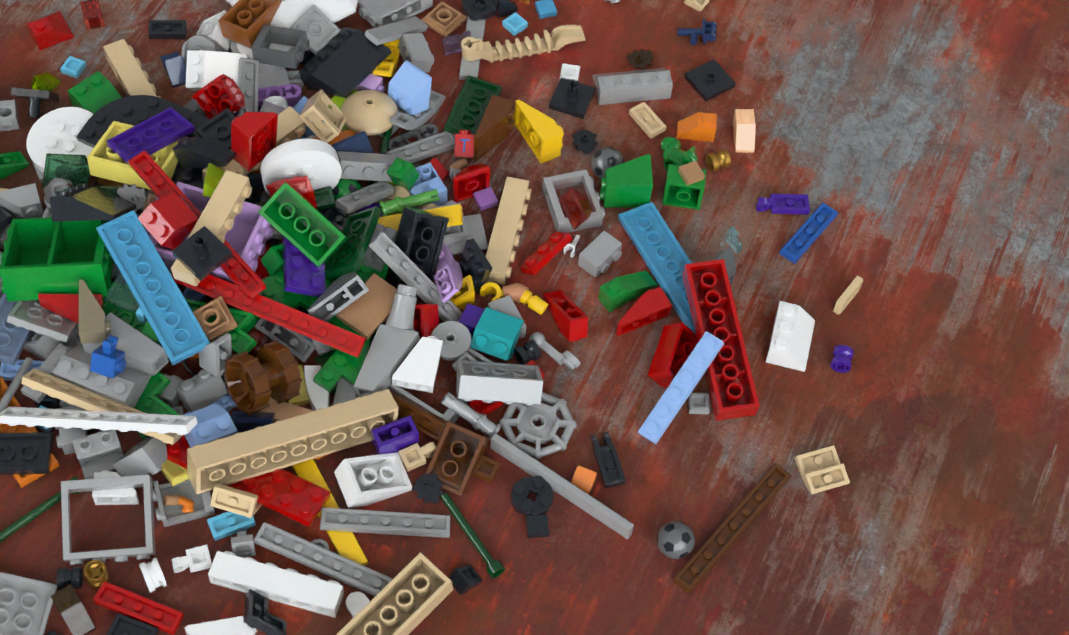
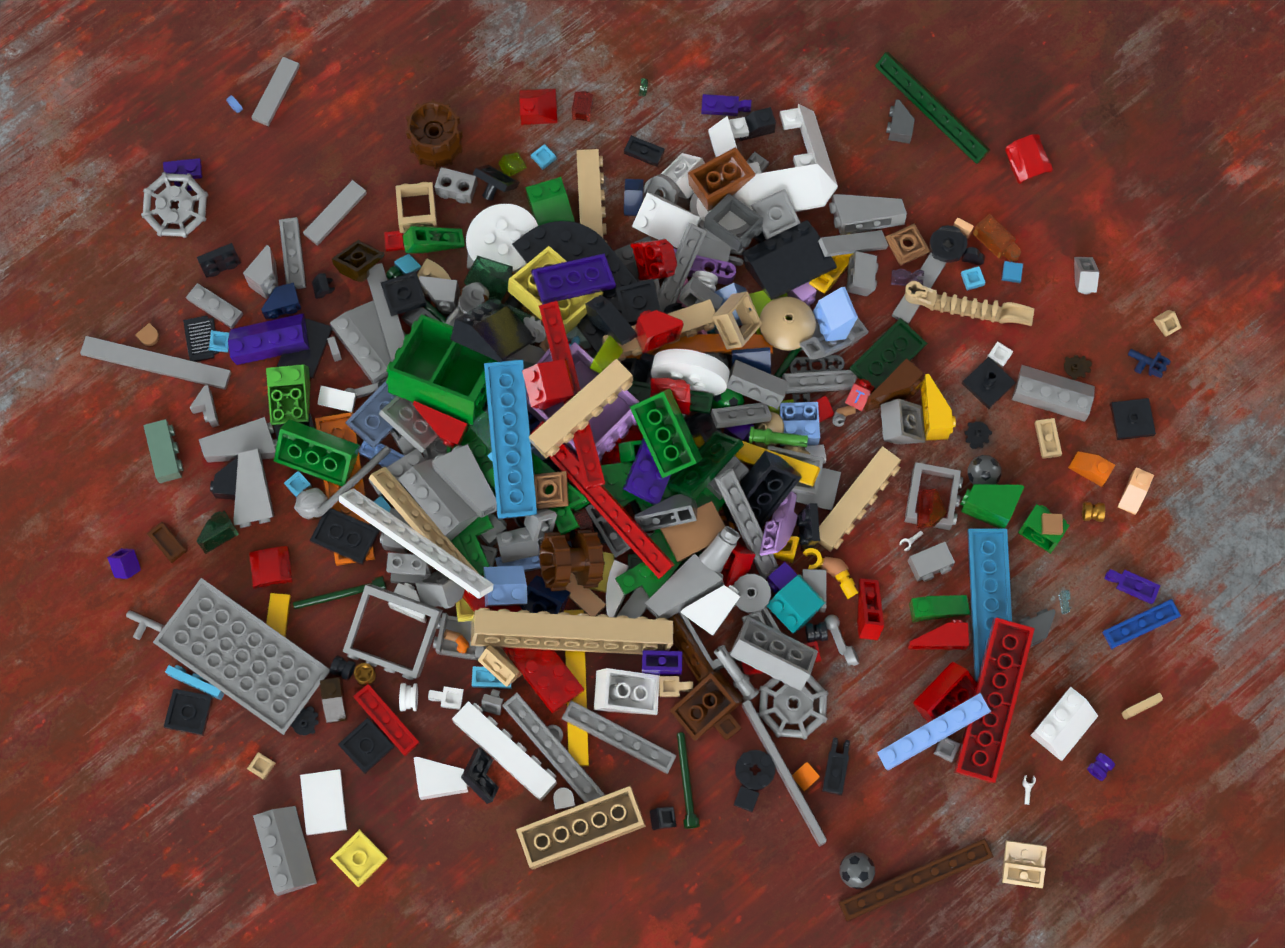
camera: 30 degrees right, 15 degrees up
(92, 319) = (446, 451): dark tan slope -> none
(107, 359) = (446, 491): blue brick -> none
(202, 253) = (560, 435): black tile -> none
(403, 173) = (784, 408): green brick -> none
(428, 488) = (670, 721): black piece -> none
(470, 180) = (847, 435): red slope -> none
(485, 199) = (854, 456): medium lavender tile -> none
(513, 154) = (902, 422): none -> light grey slope
(545, 253) = (882, 538): red plate -> none
(673, 154) = (1054, 491): green animal -> none
(788, 403) = (1028, 786): none -> white hand

